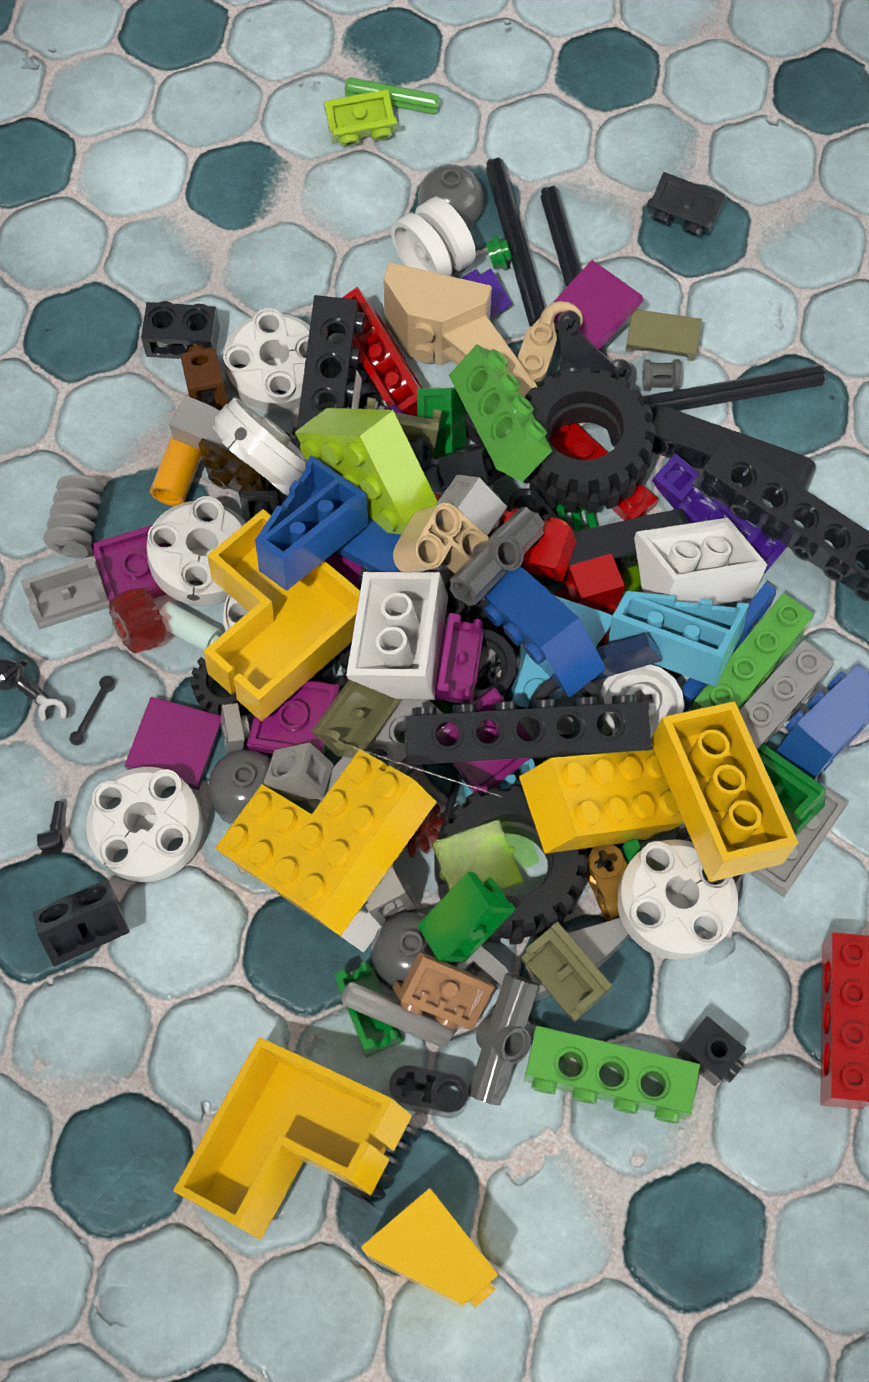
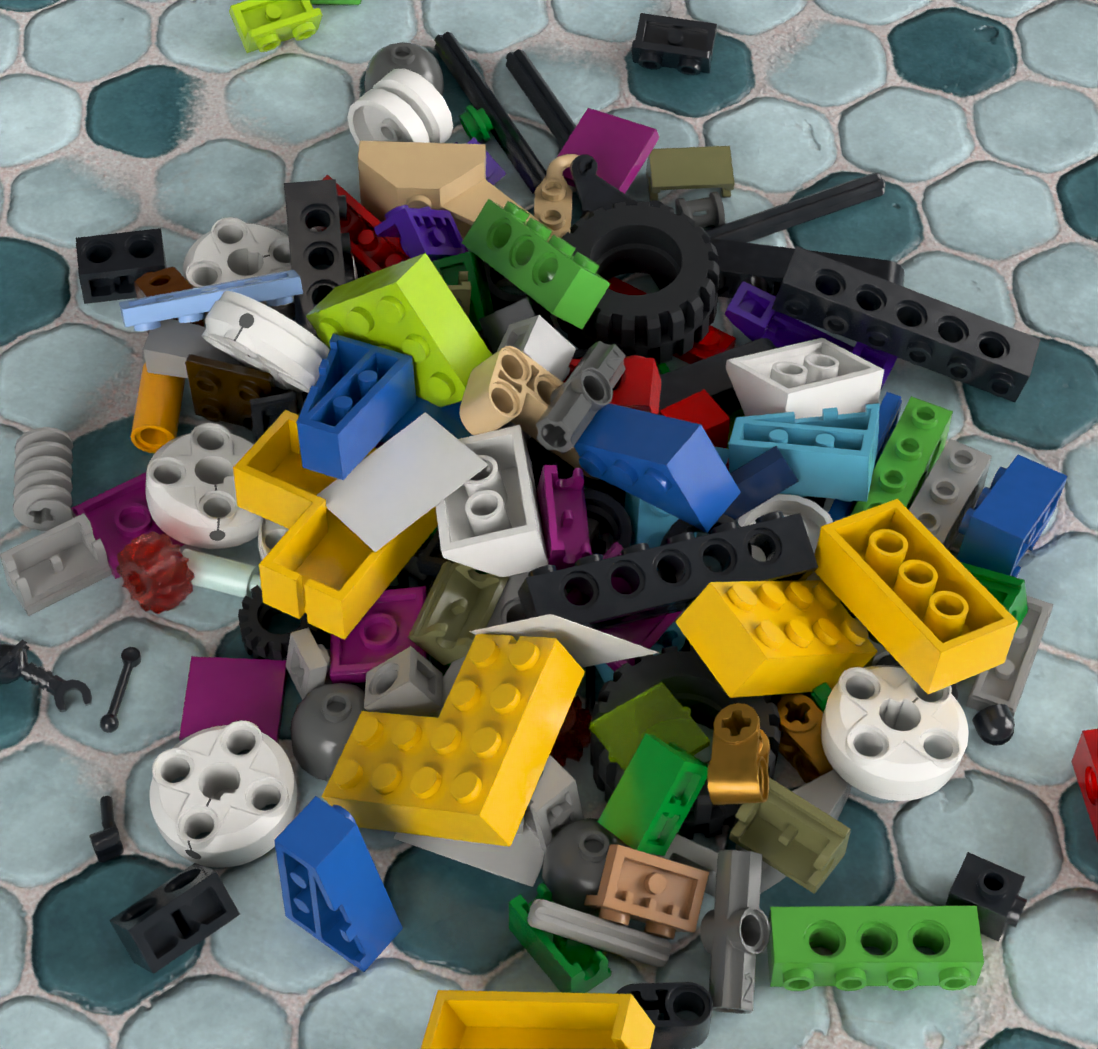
camera: 15 degrees left, 15 degrees down
(203, 929) = (334, 884): none -> blue wedge
(216, 392) = (193, 303): none -> light blue plate
(335, 600) = (401, 481): none -> white sticker
(420, 362) = (423, 231): none -> dark purple bracket
(535, 913) = (738, 758): none -> pearl gold piece
(767, 901) = (994, 724): none -> black hinge

